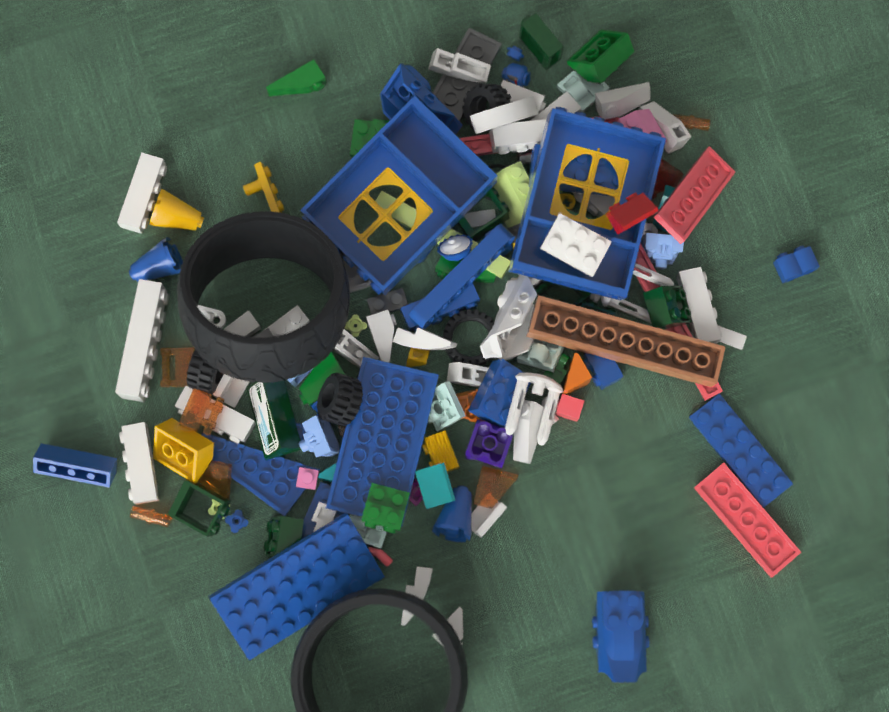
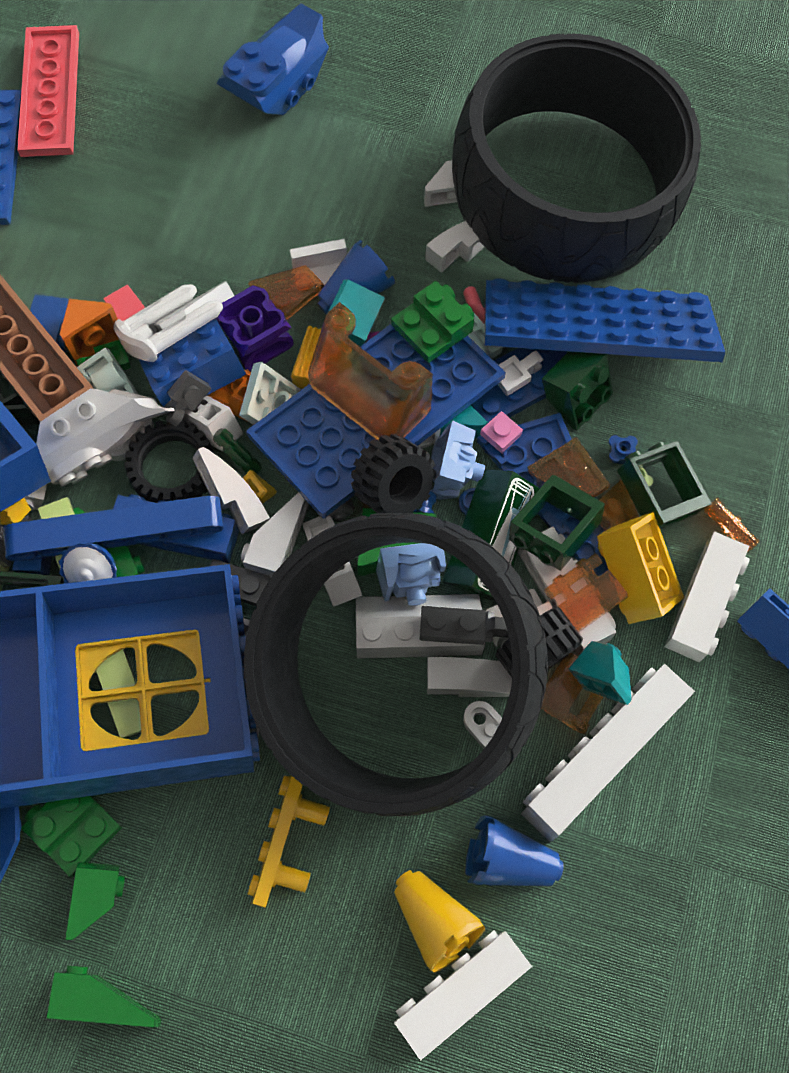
camera: 140 degrees left, 10 degrees down
(166, 375) = (603, 672): none -> teal slope
(241, 459) = (567, 499): none -> dark green window
(253, 480) = (572, 465): none -> clear orange wing
(335, 118) = (92, 895): none -> green slope
(414, 432) = (362, 386): none -> clear orange windscreen
(439, 366) = (236, 451): none -> dark green axle
(486, 372) = (185, 393): none -> dark grey plate

